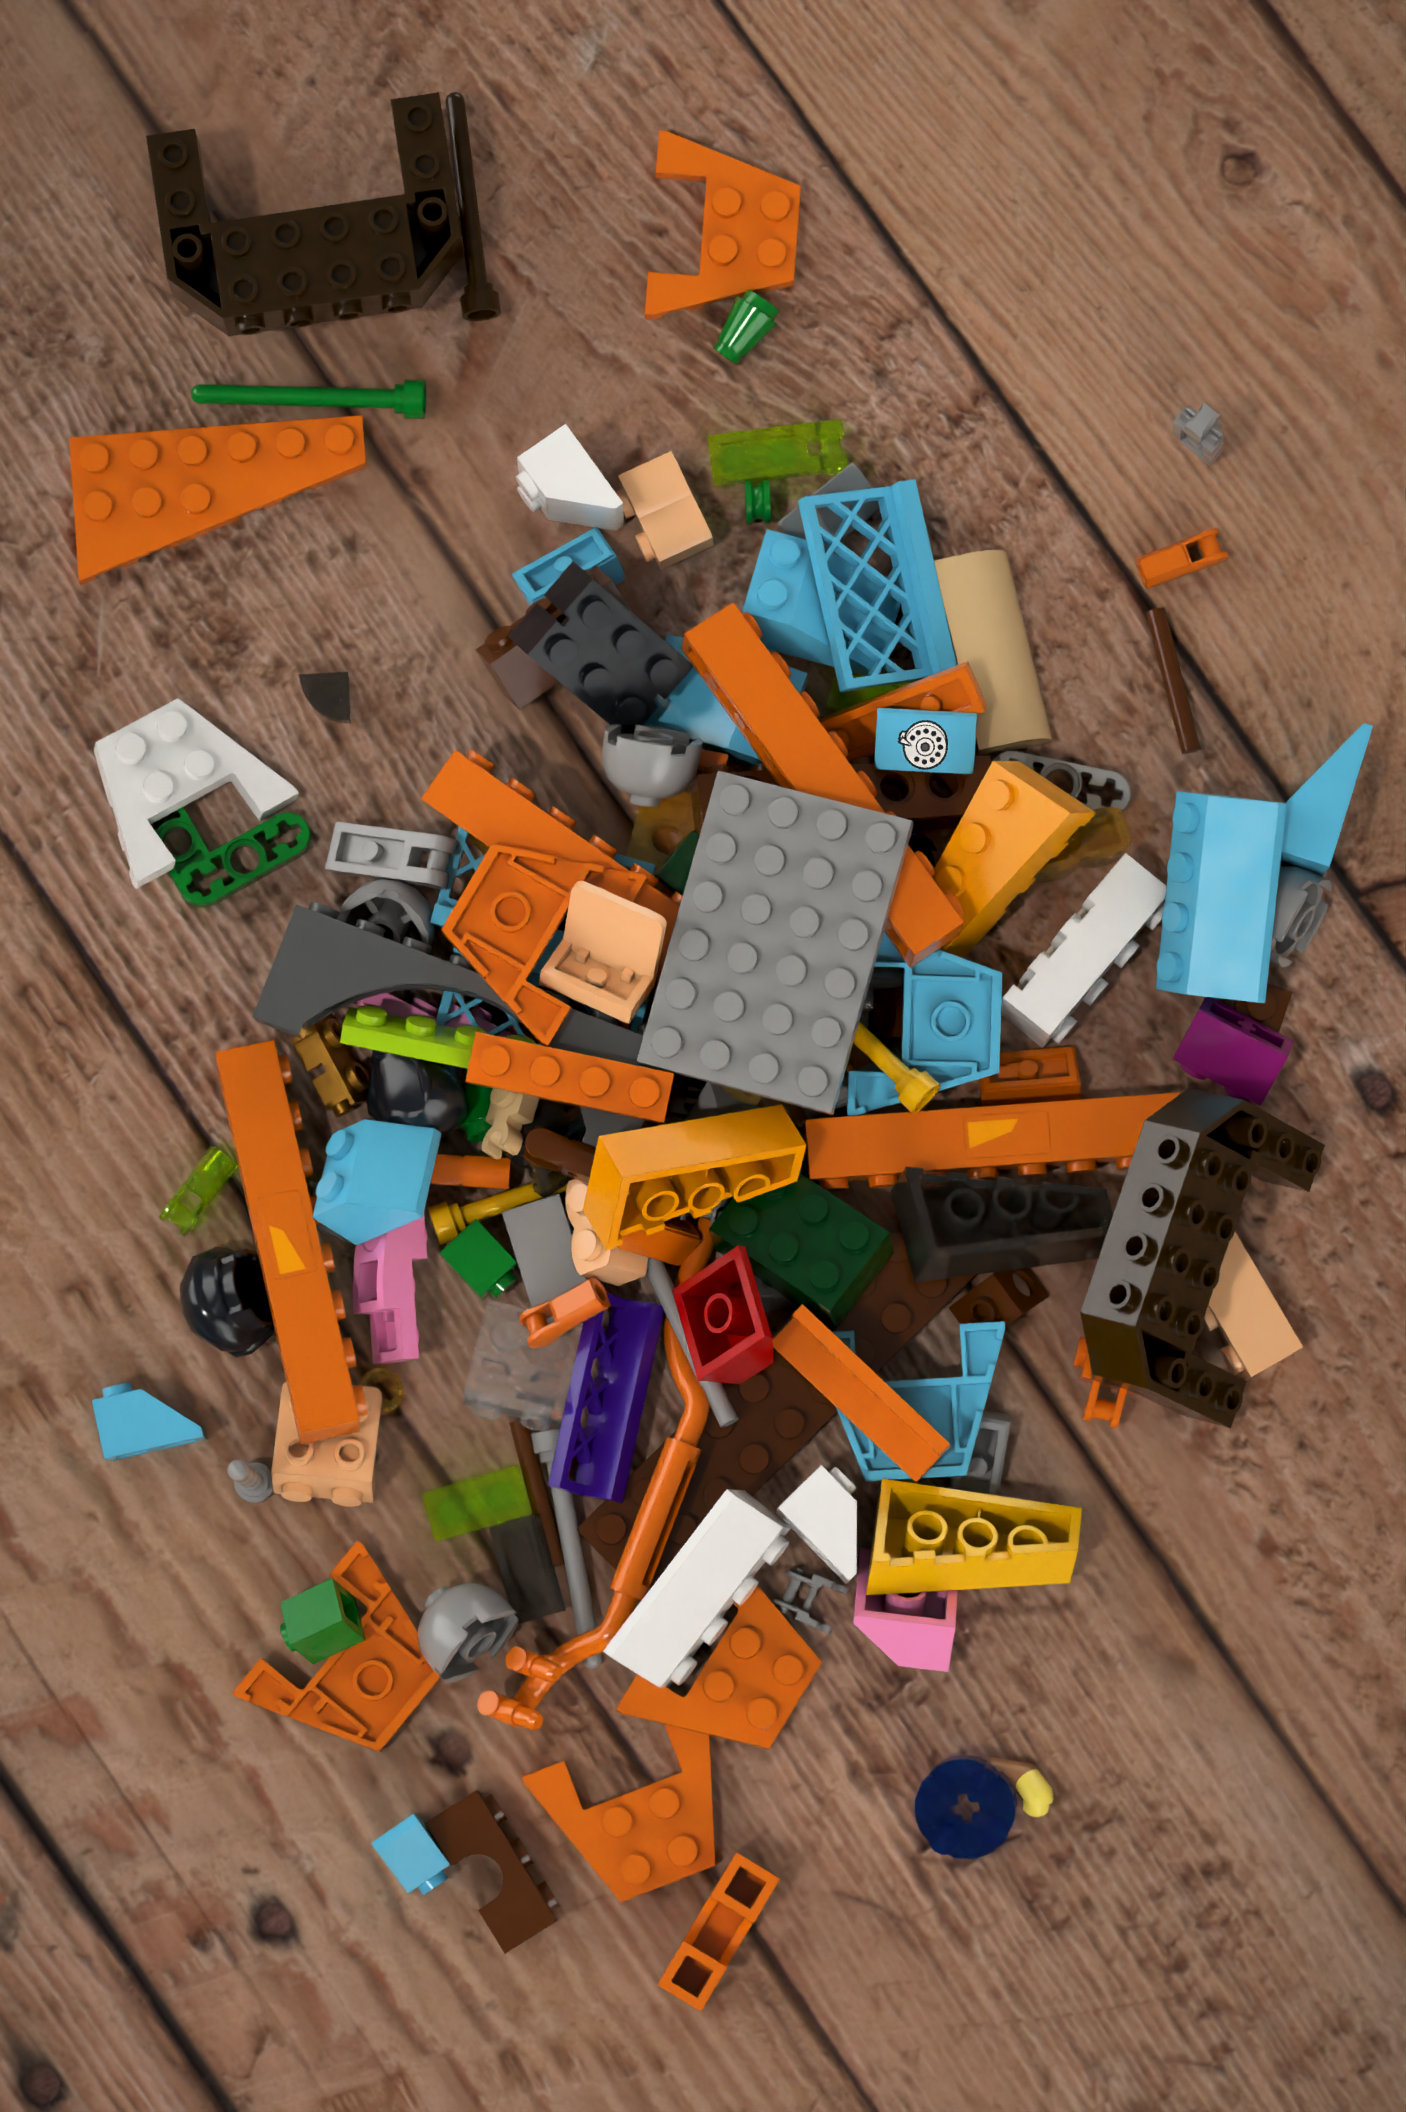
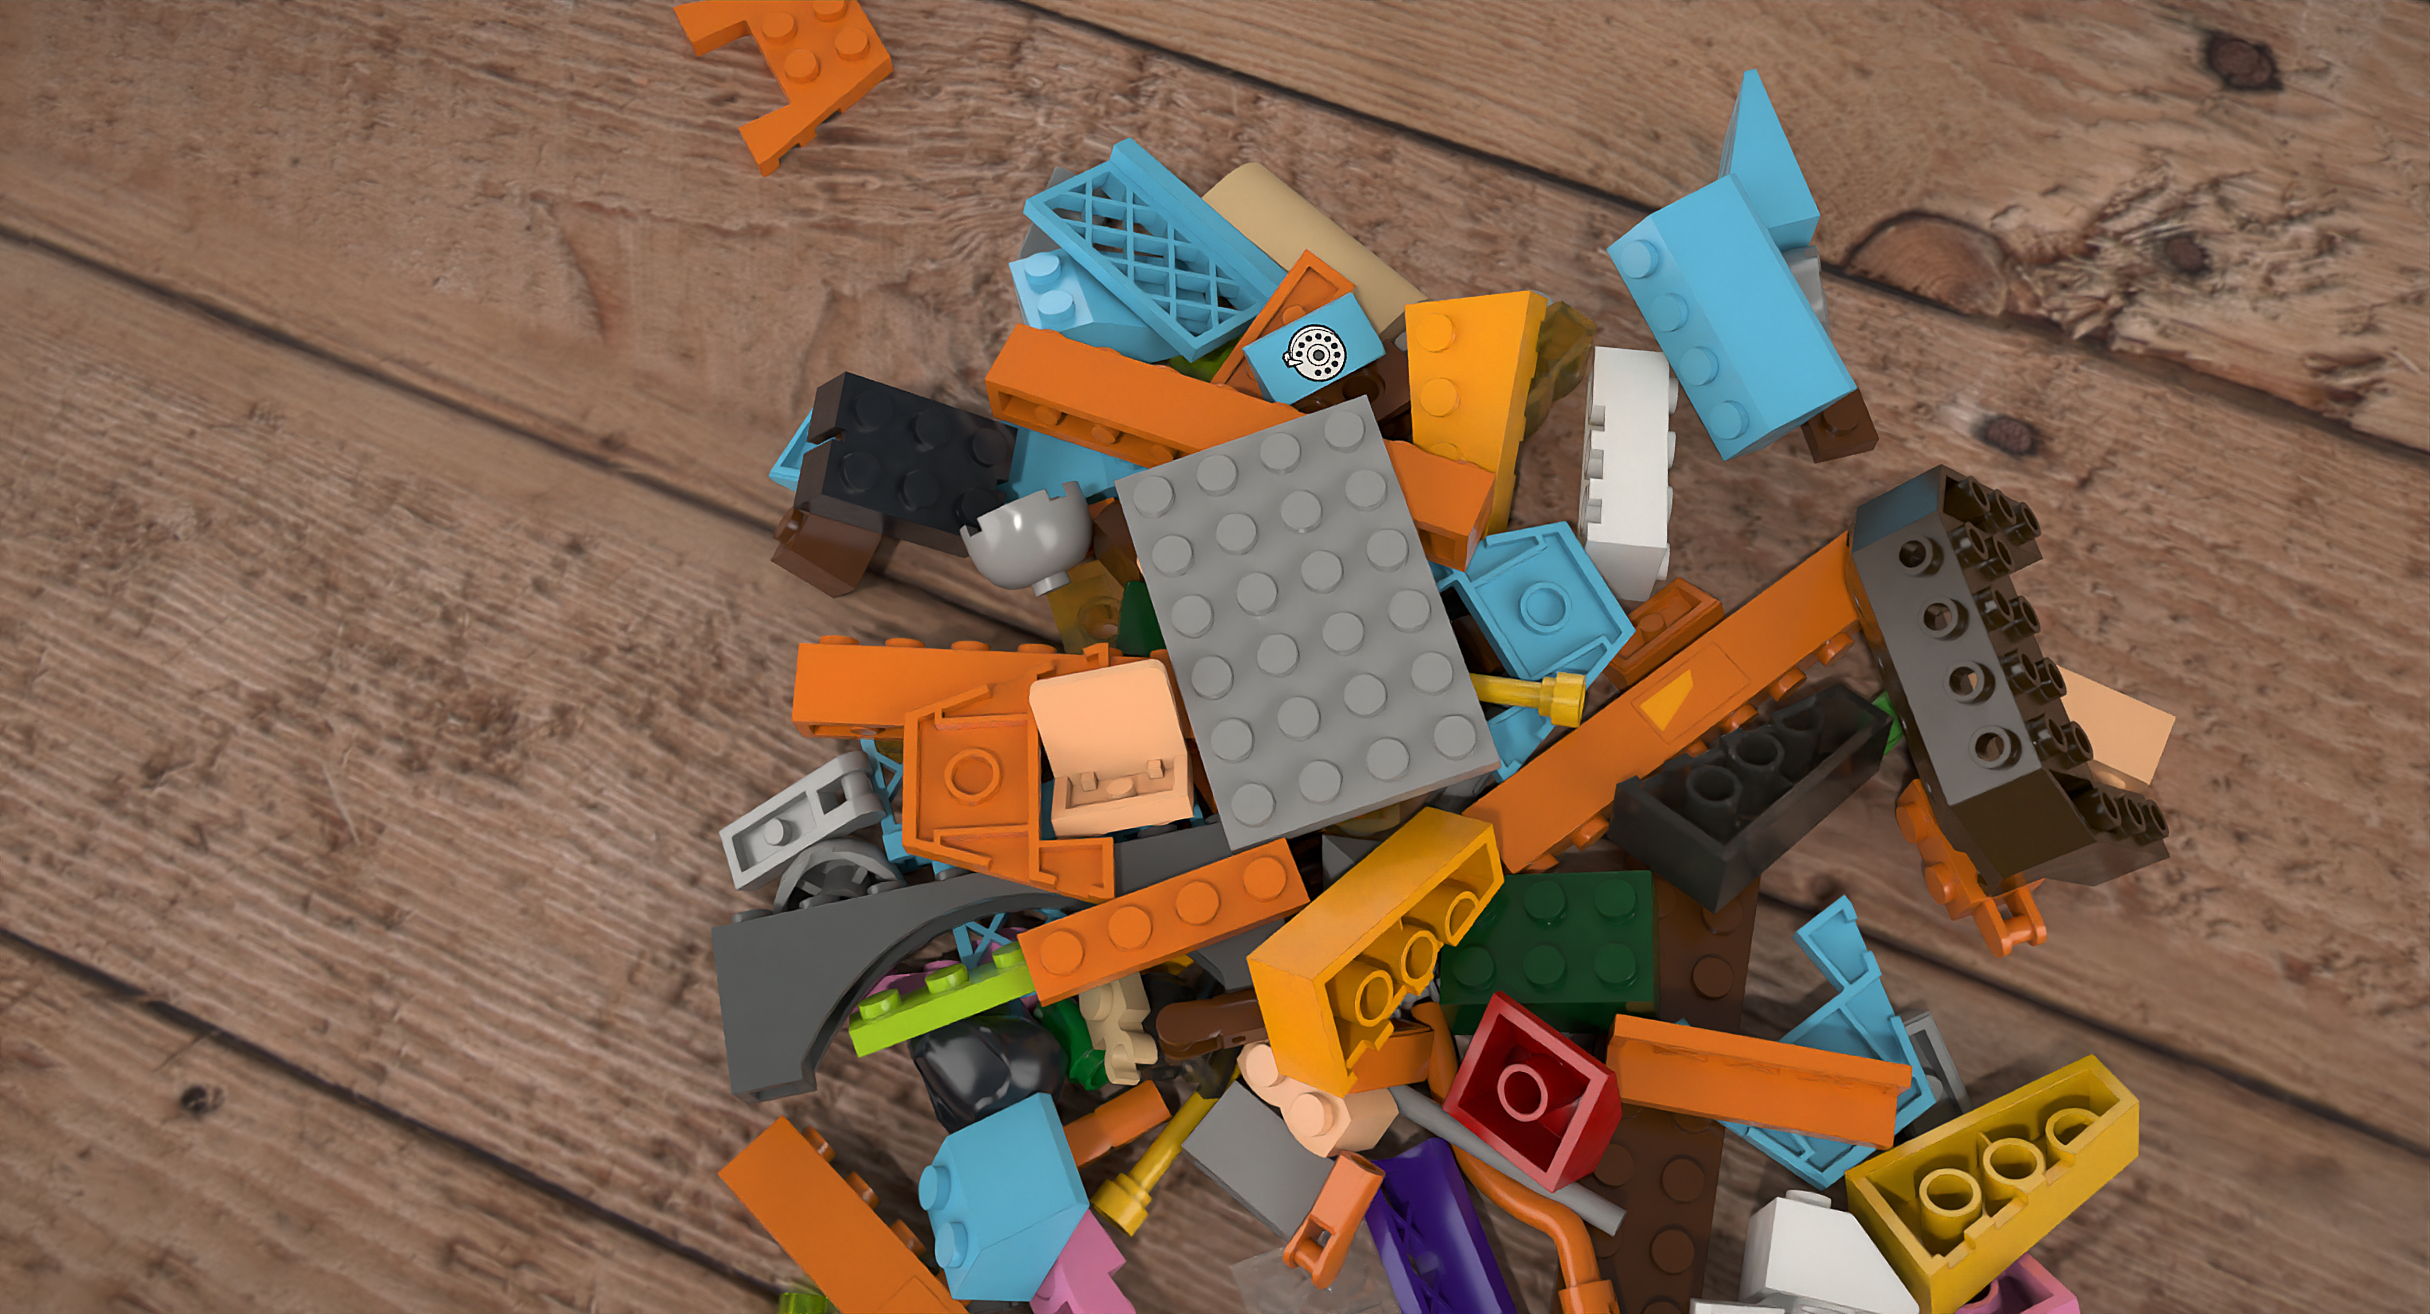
camera: 25 degrees left, 15 degrees down
(168, 764) = (487, 881): white wing -> none
(178, 484) = (351, 593): orange wing -> none
(199, 859) = (588, 969): green beam -> none
(312, 260) = (363, 284): dark brown wedge -> none
(328, 694) = (635, 708): clear smoke tile -> none
(345, 1079) = (896, 1110): pearl gold hinge -> none
(404, 398) = (550, 374): green piece -> none
(479, 298) = (575, 242): dark brown piece -> none
(480, 1261) = (1192, 1224): green brick -> none
(567, 483) = (772, 339): white slope -> none
(664, 511) = (893, 320): light nougat brick -> none
(745, 326) = (868, 116): green cone -> none
(757, 502) = (983, 260): green bush -> none
(776, 453) = (970, 210): clear neon green plate -> none
(999, 1299) = (1805, 887): reddish brown bracket -> none
(1173, 680) = (1513, 186): reddish brown bar -> none
(1175, 561) = (1437, 79): orange bar -> none
(1232, 1051) = (1846, 469): magenta hinge -> none

